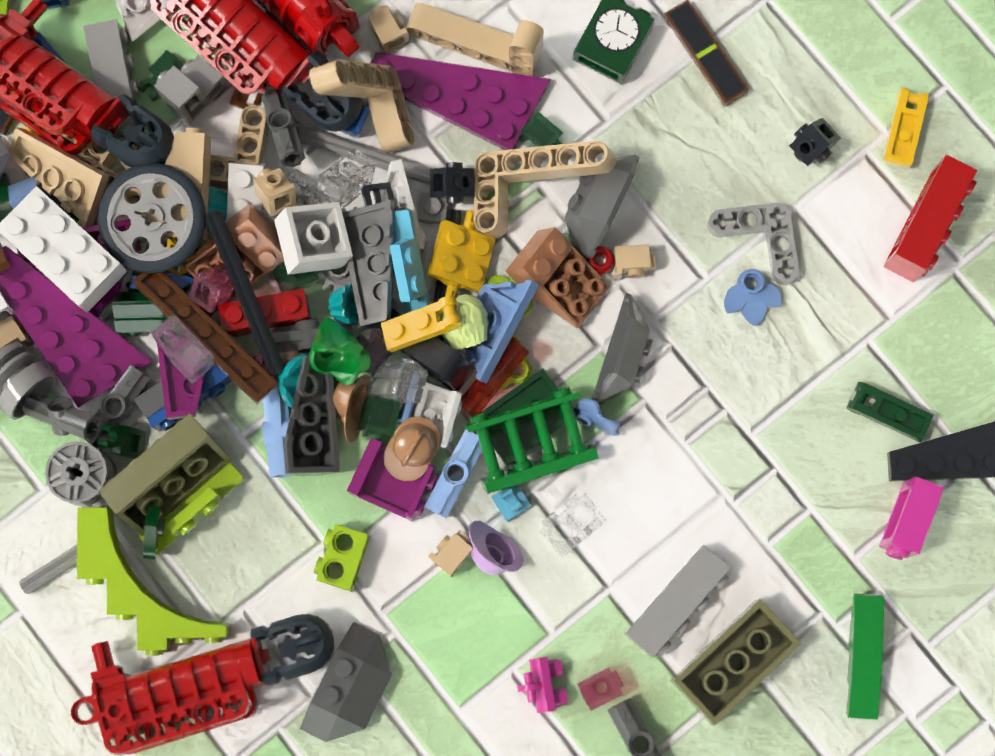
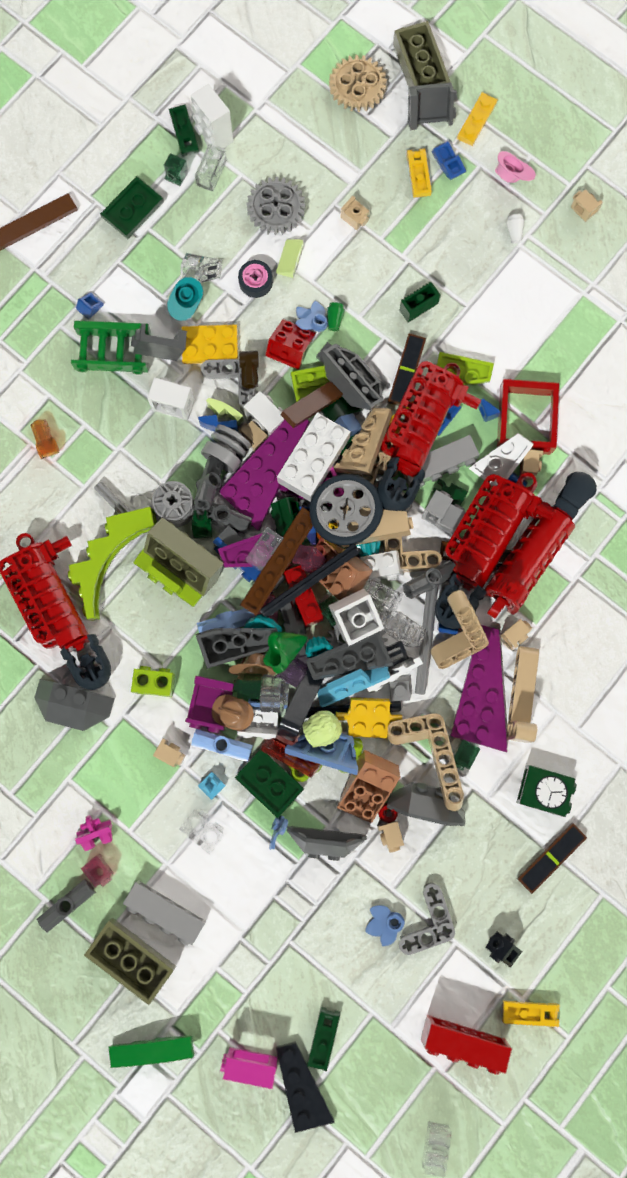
camera: 75 degrees right, 0 degrees up
(153, 529) = (144, 557): dark green plate -> none
(273, 185) = (383, 584): tan brick -> none
(421, 324) = (313, 701): yellow plate -> none
(452, 182) = (417, 701): black brick -> none
(493, 550) = (175, 781): lavender piece -> none
(551, 460) = (242, 807): green fence -> none

